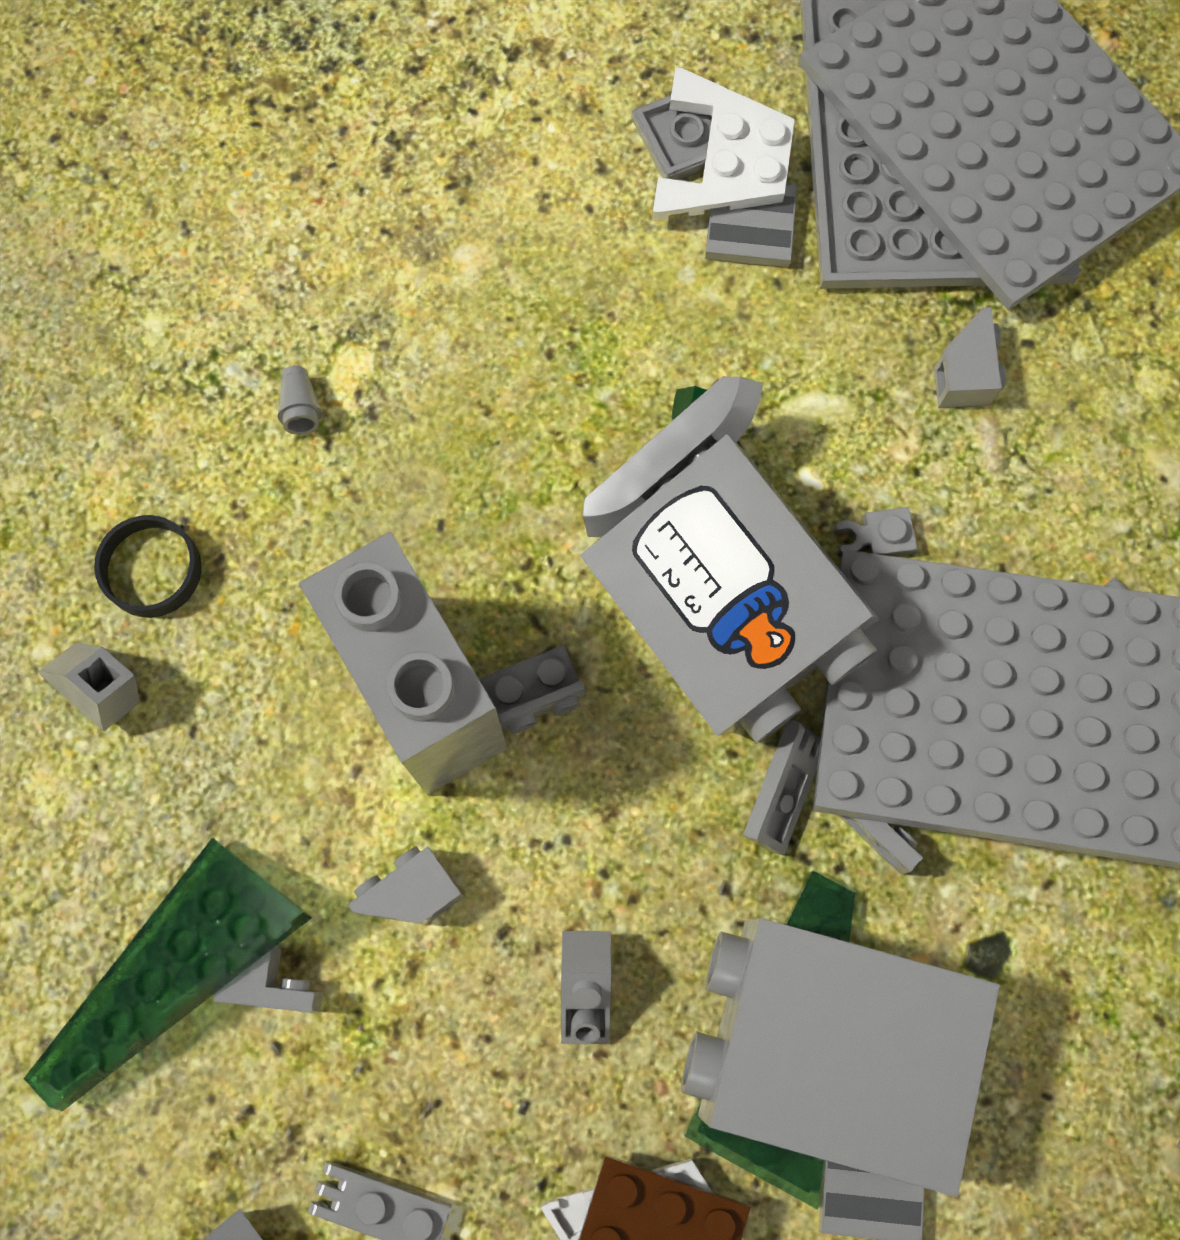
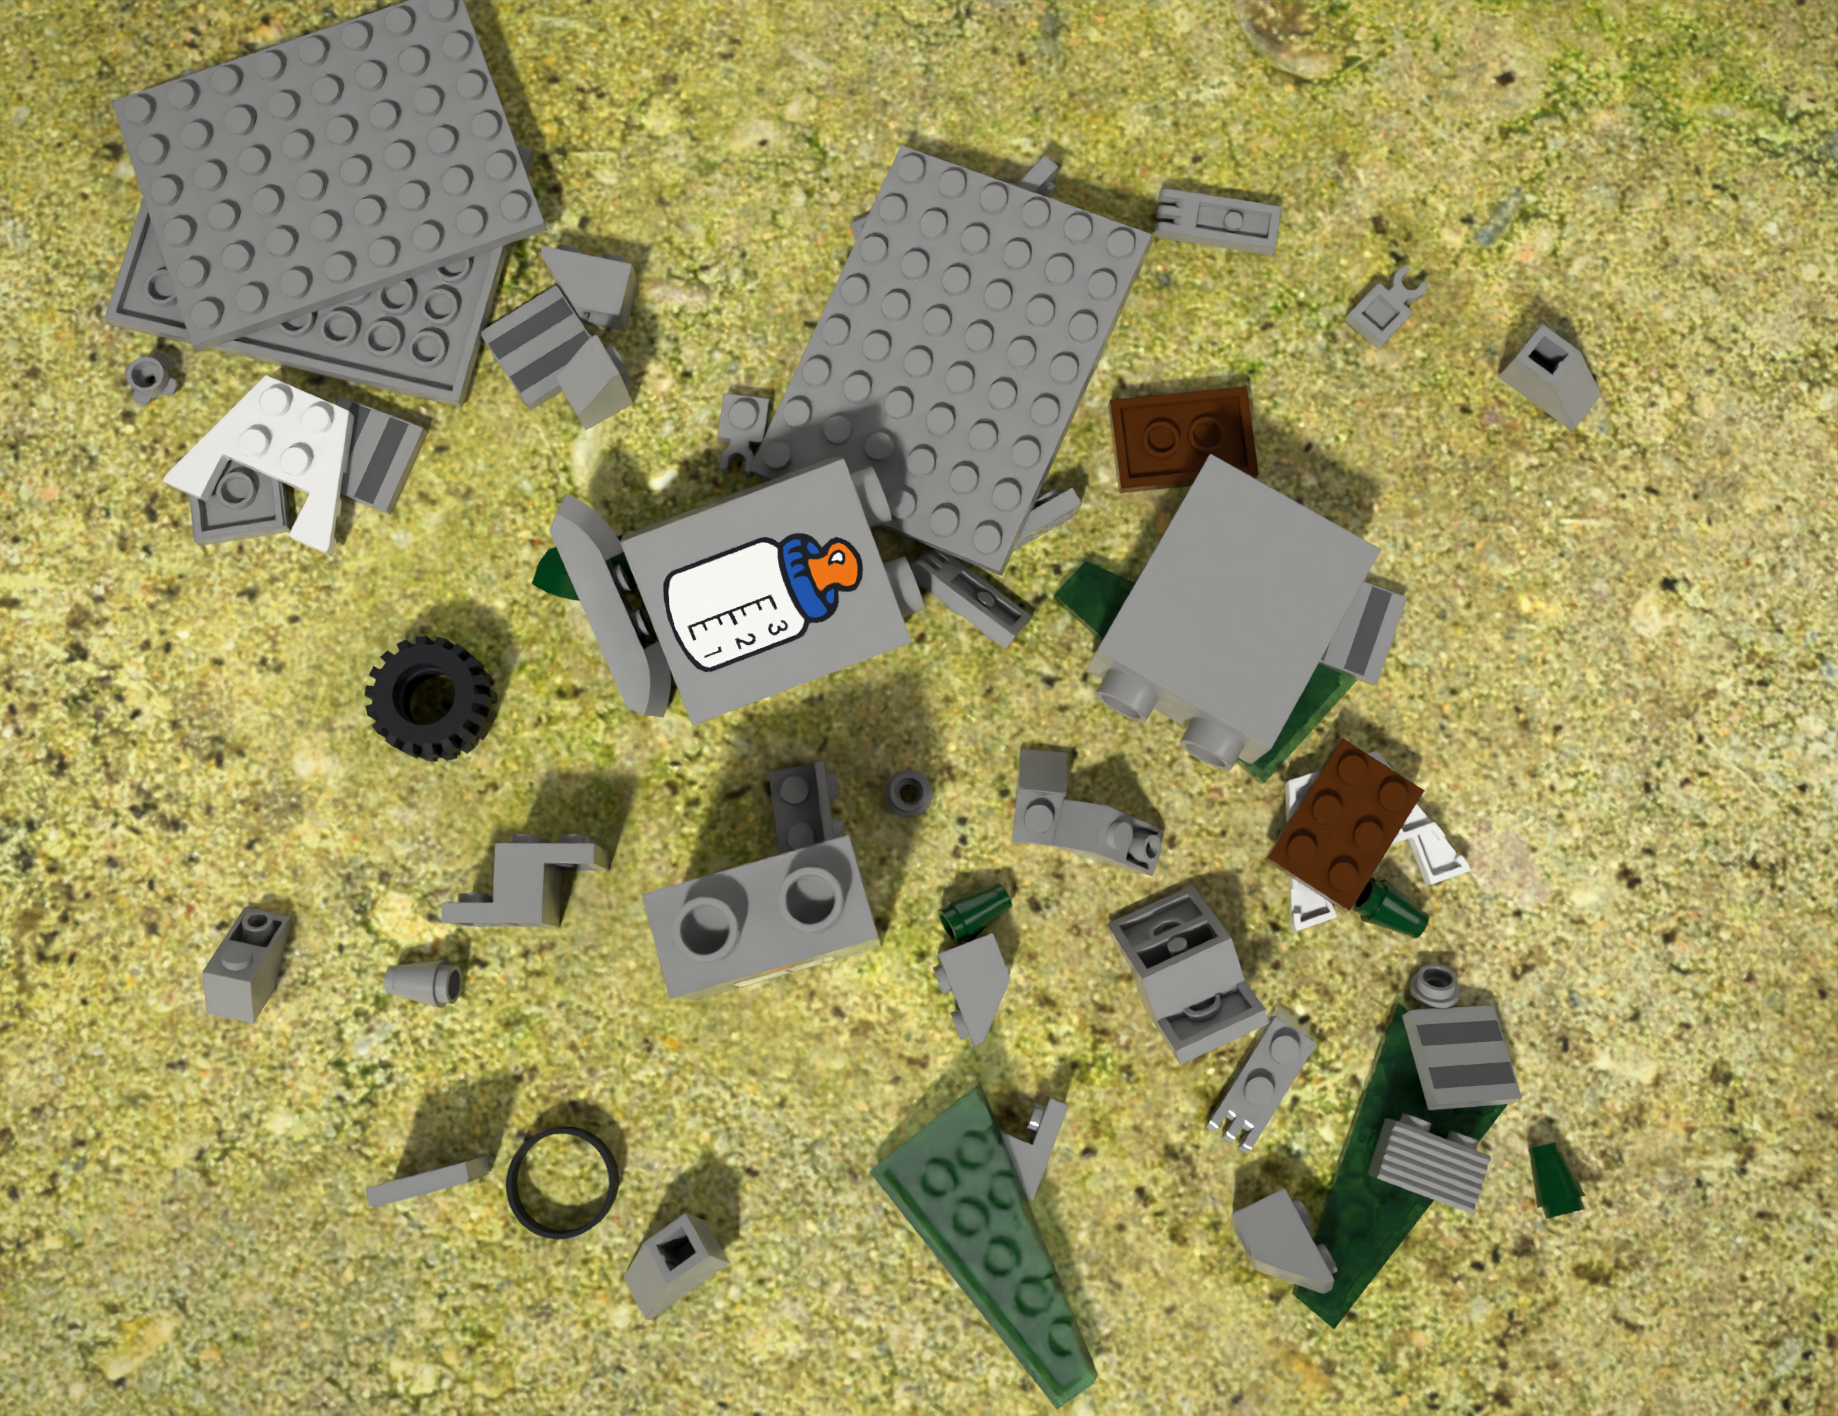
camera: 75 degrees left, 5 degrees up
(120, 449) = (428, 1181): none -> light grey tile
(278, 253) = (246, 965): none -> light grey slope
(402, 457) = (527, 882): none -> light grey bracket
(467, 1103) = (1188, 974): none -> light grey bracket
(480, 873) = (973, 912): none -> dark green cone
(547, 302) = (400, 678): none -> black tyre
(581, 766) = (913, 779): none -> light grey plate
(610, 907) = (1039, 796): none -> light grey slope
(765, 27) = (139, 373): none -> light grey plate
(878, 390) = (596, 383): none -> light grey slope
(897, 340) = (537, 344): none -> tile
(1008, 942) = (1170, 436): none -> reddish brown plate

